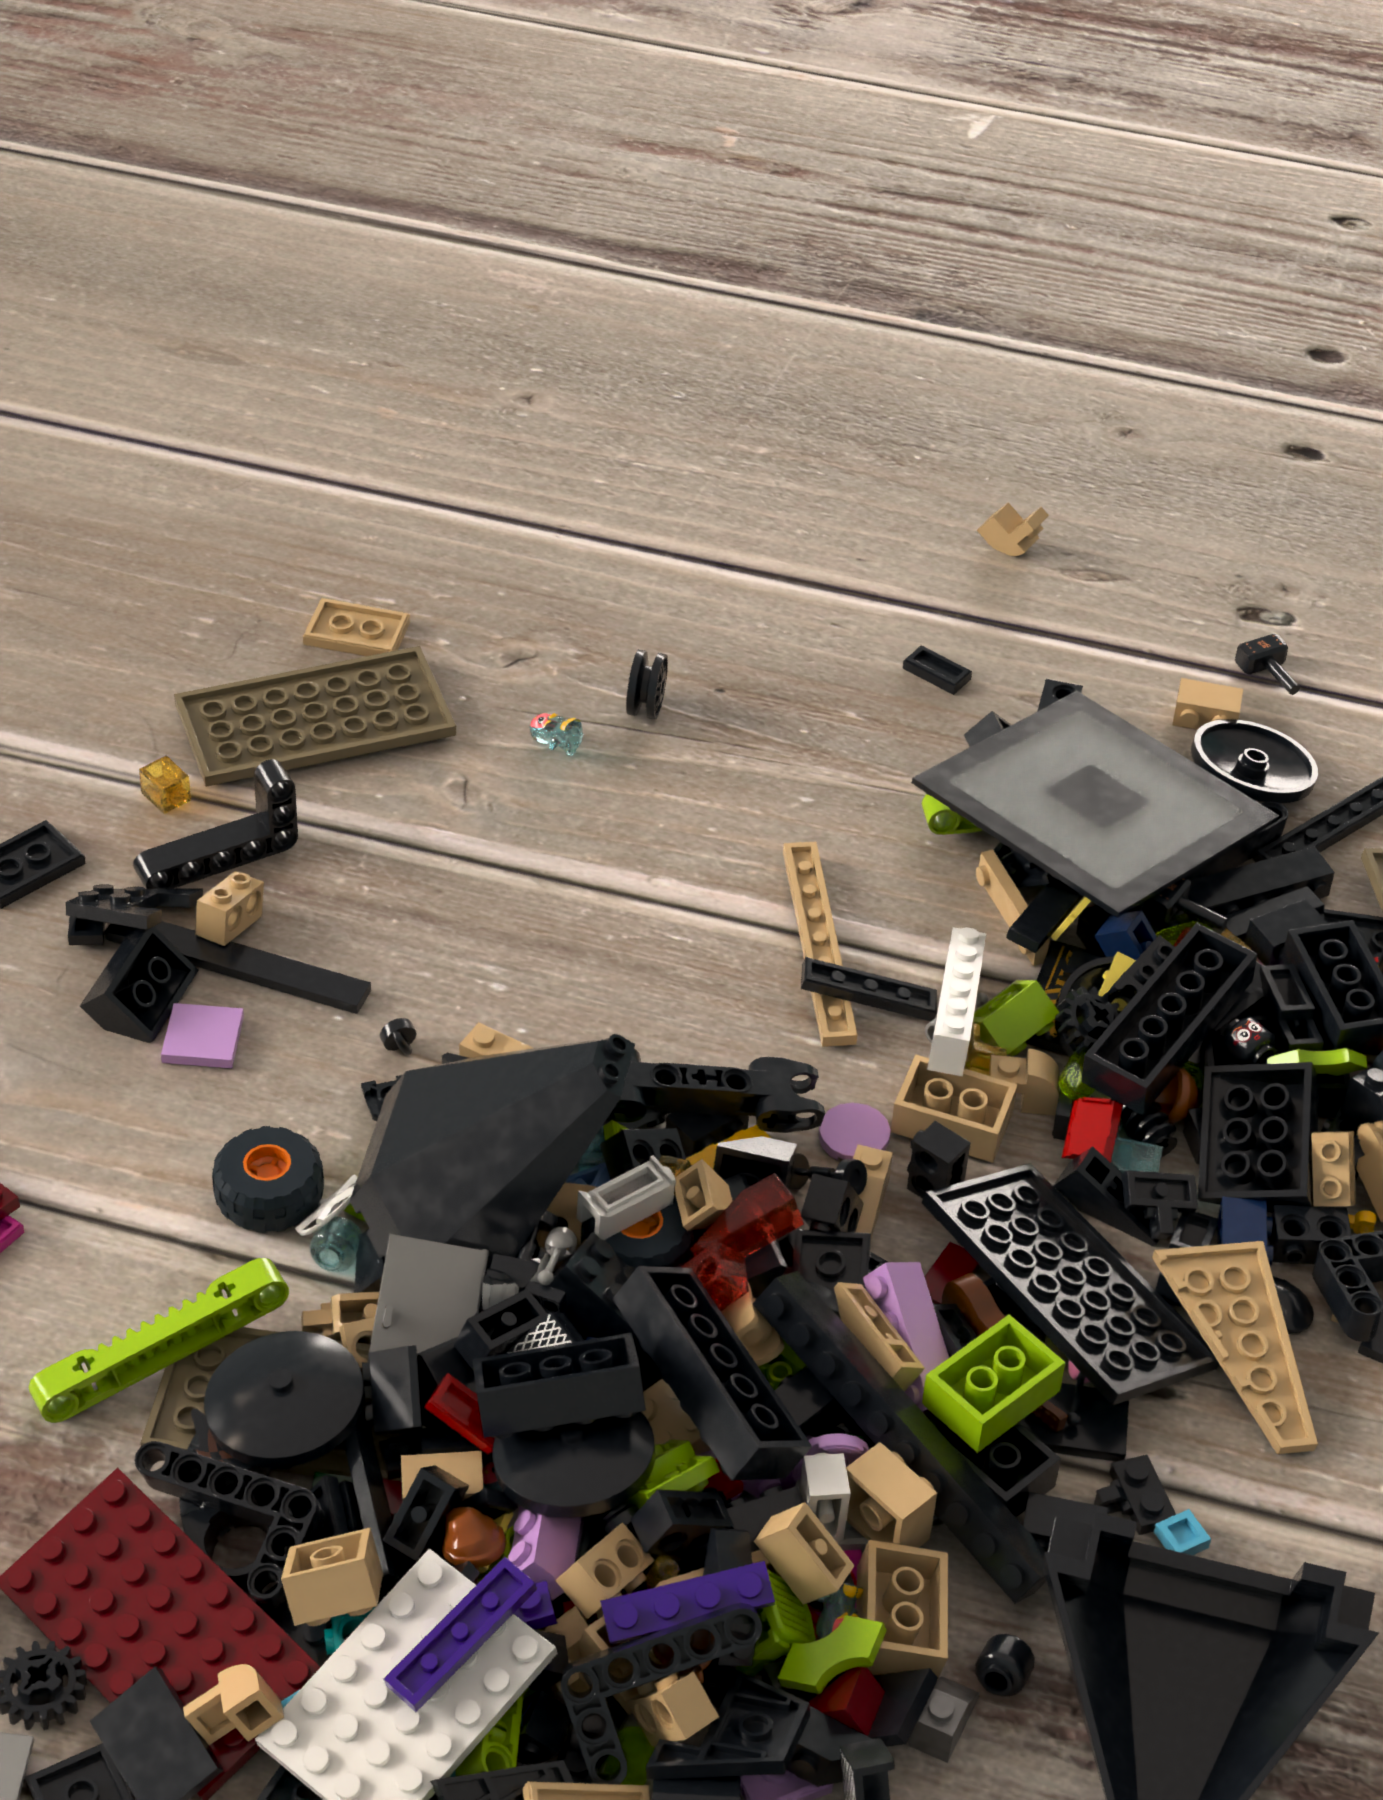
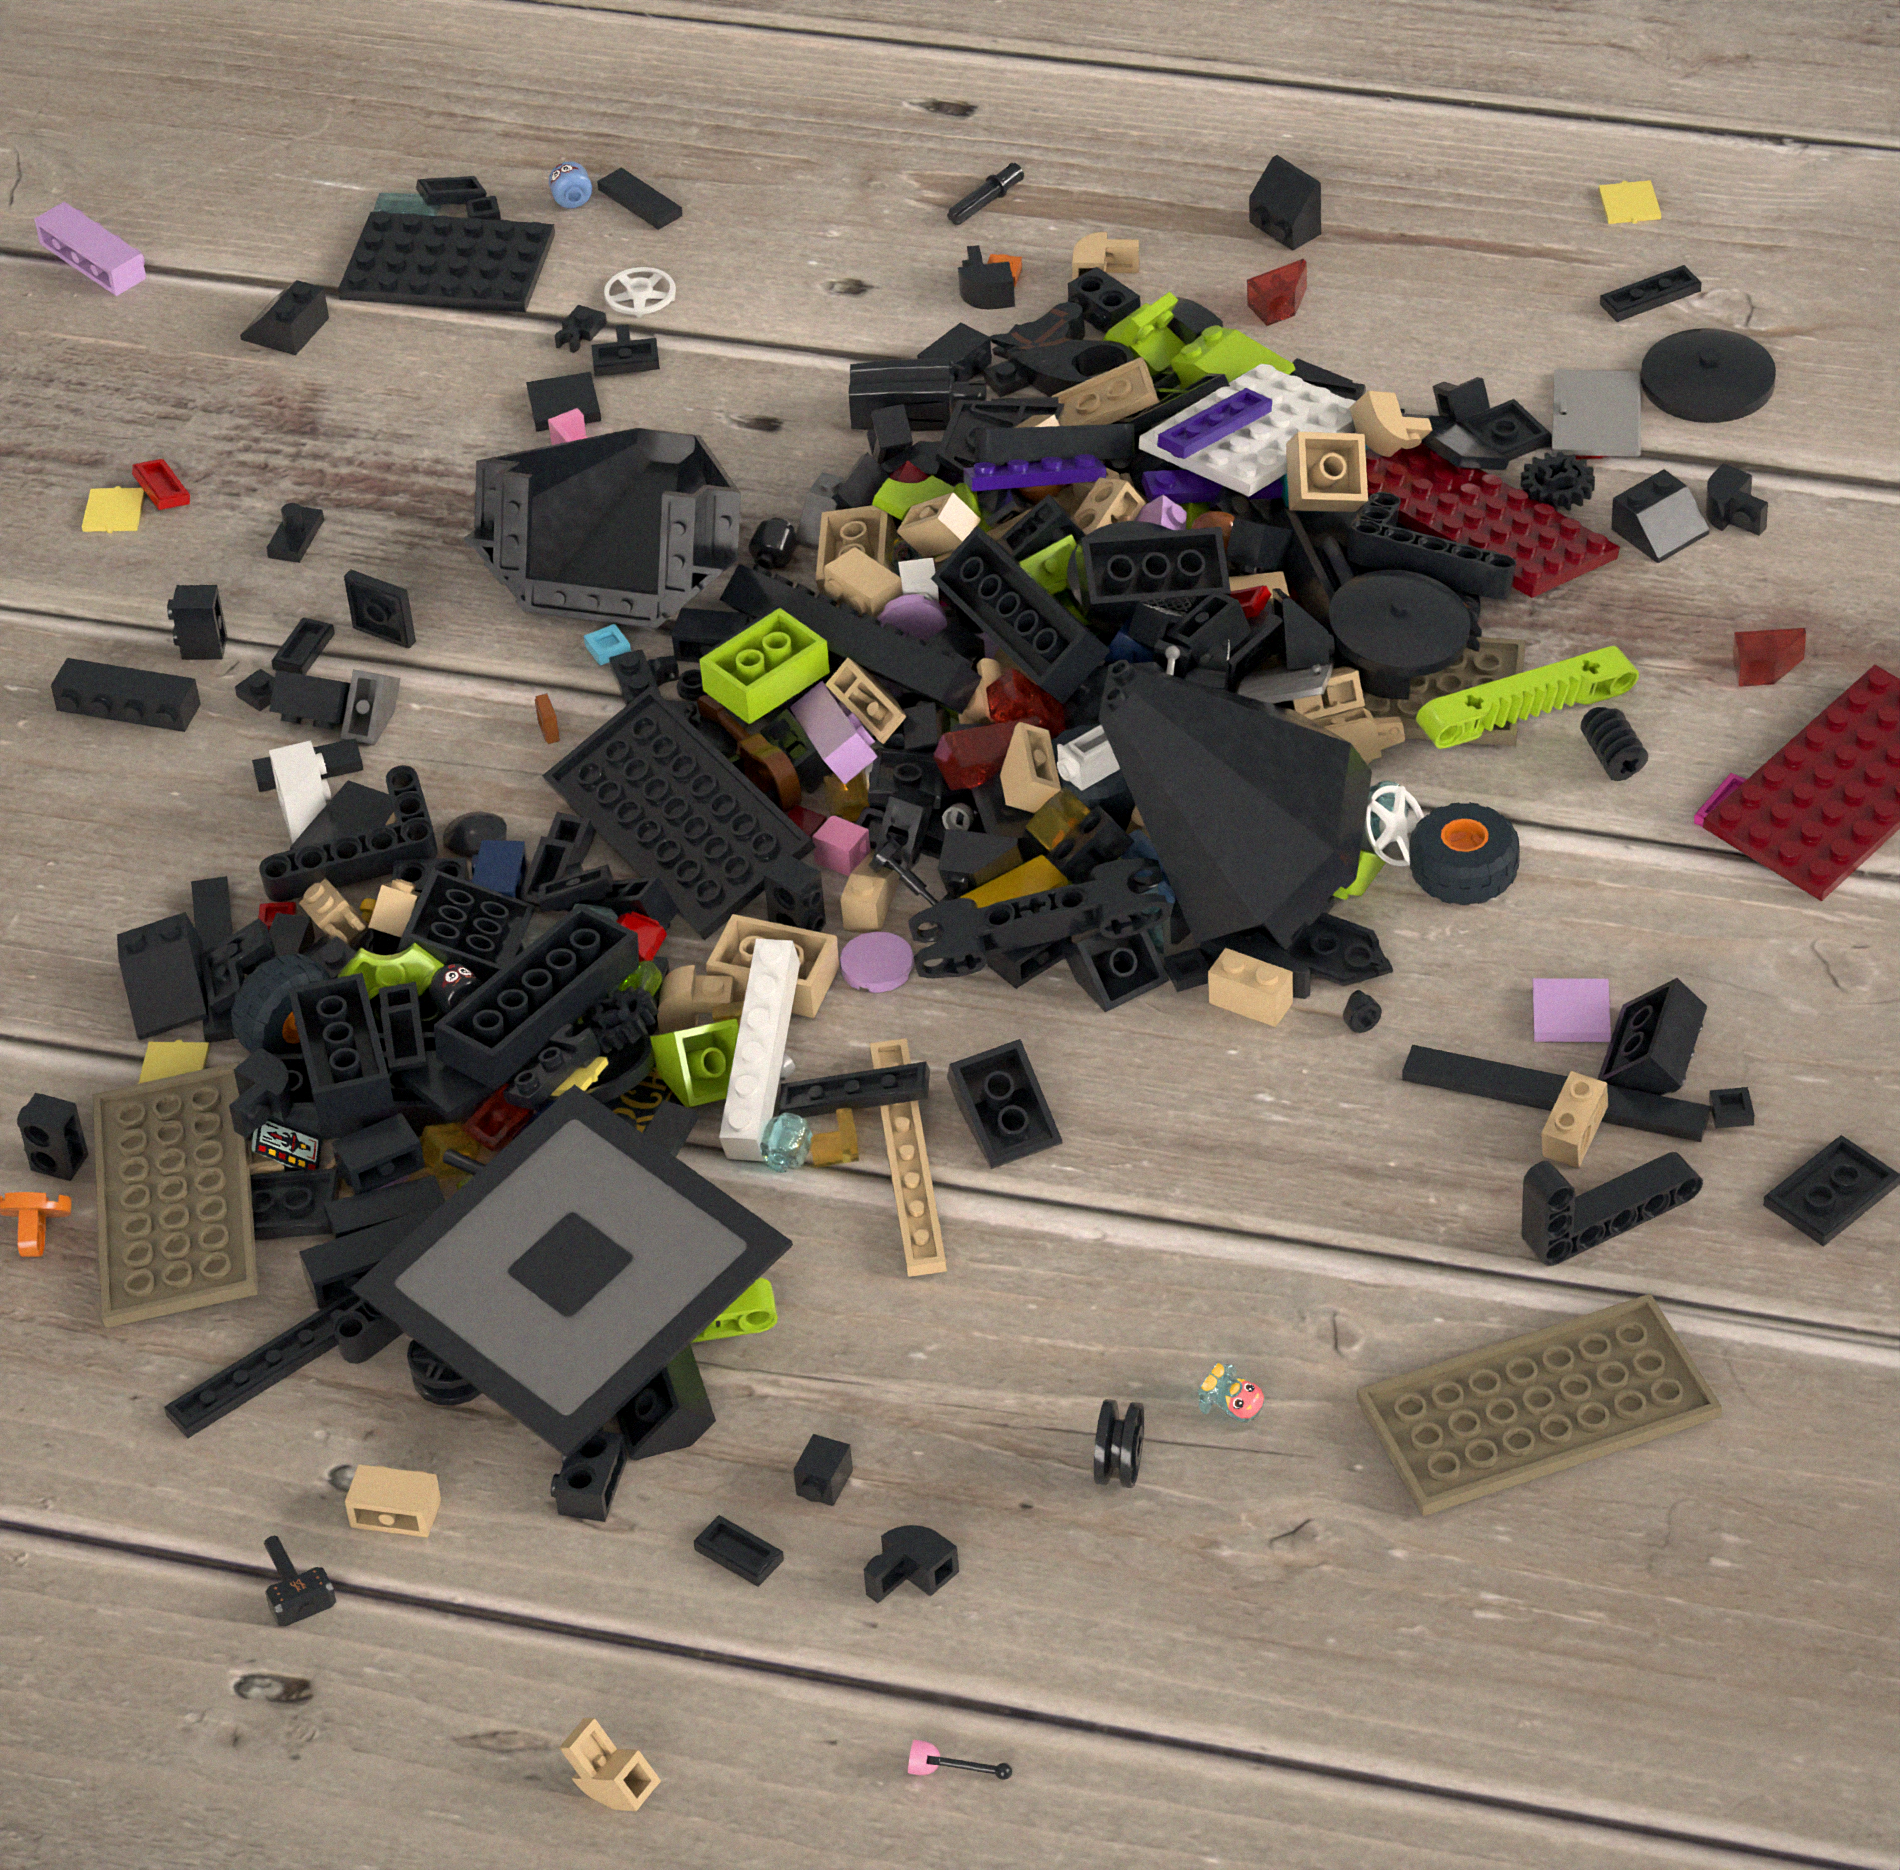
camera: 175 degrees left, 0 degrees up
(81, 1298) = (1614, 742): none -> black piece
(131, 905) = (1704, 1110): black wing -> none
(165, 784) = (1696, 1285): clear yellow brick -> none
(355, 628) = (1514, 1553): tan tile -> none
(736, 976) = (1003, 1104): none -> black slope
(793, 532) = (926, 1758): none -> hinge
(806, 645) = (911, 1555): none -> black brick
(876, 704) = (823, 1470): none -> black brick
(885, 954) = (836, 1146): none -> clear yellow panel
(898, 1240) = (841, 845): none -> bright pink panel
(926, 953) = (785, 1142): none -> clear light blue head
(1077, 1466) = (690, 685): none -> black plate
(1231, 1431) = (547, 718): none -> dark orange tile
(1240, 1317) = (519, 784): tan wing -> none
(1255, 760) = (355, 1404): black dish -> none

